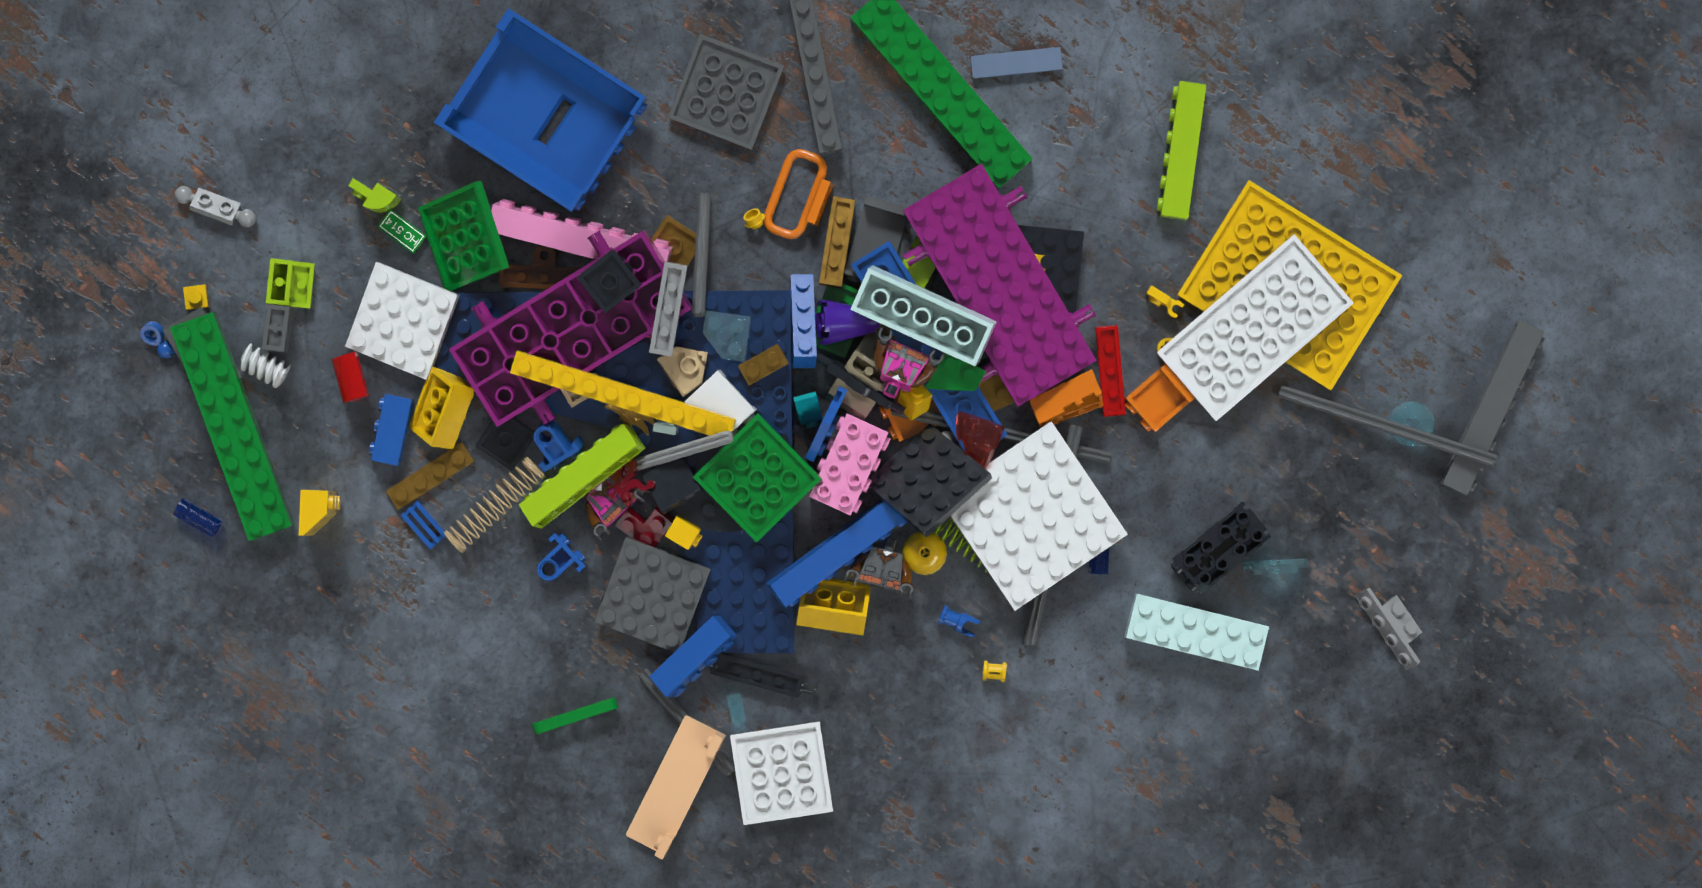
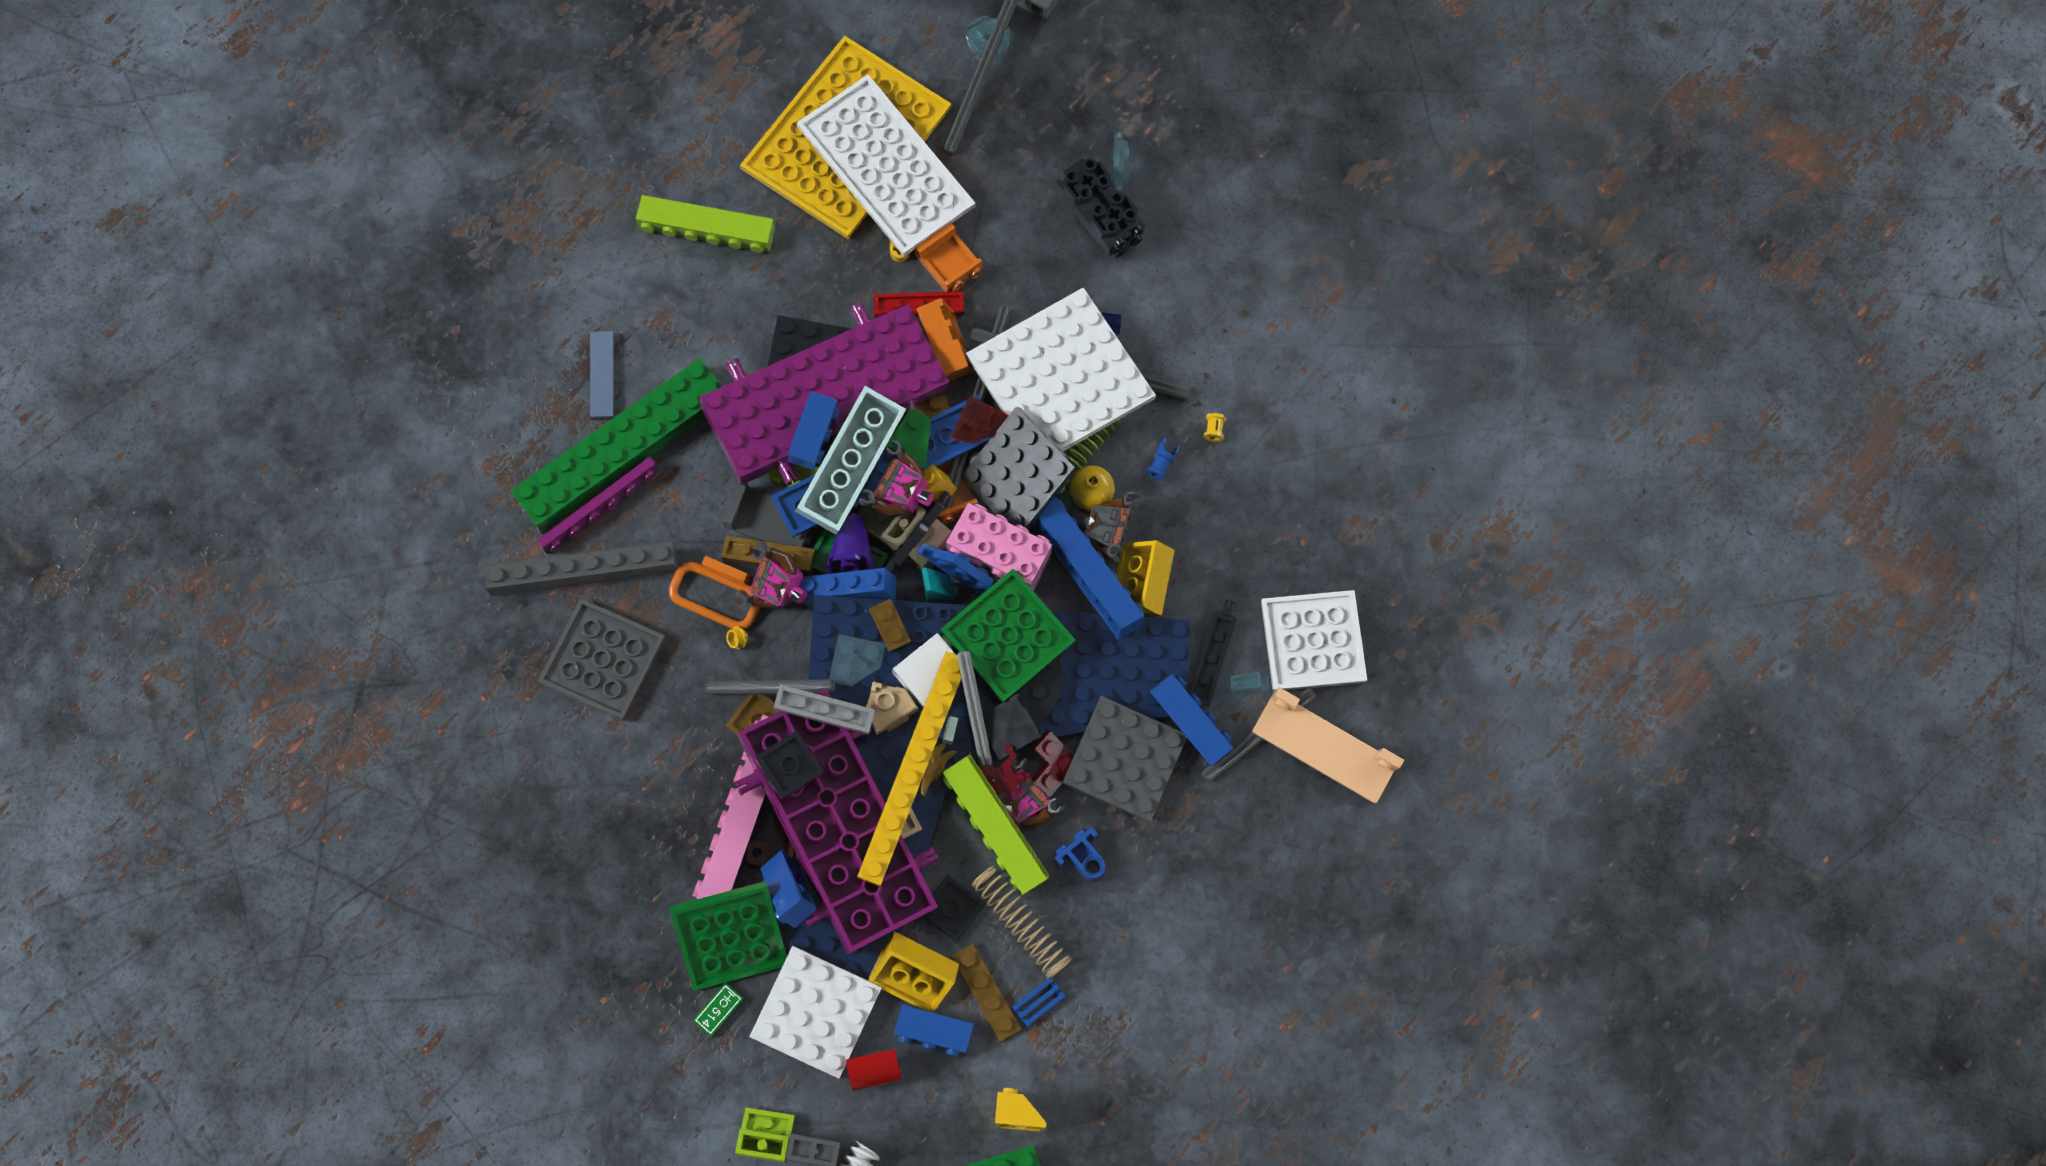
camera: 90 degrees left, 15 degrees down
(375, 200) = (681, 1030): lime brick -> none
(506, 287) = (788, 889): none -> blue brick
(516, 95) = (579, 875): blue panel -> none
(556, 447) = (962, 851): blue pin -> none
(575, 715) = (1249, 849): green beam -> none
(684, 533) = (1061, 719): yellow brick -> none
(805, 251) = (775, 580): none -> torso
(870, 67) = (604, 501): none -> magenta plate
(950, 278) = (813, 431): none -> blue brick
(1158, 297) = (849, 252): yellow plate -> none
(1196, 631) = (1181, 237): light aqua brick -> none
(1393, 624) = (1181, 64): light grey bracket -> none

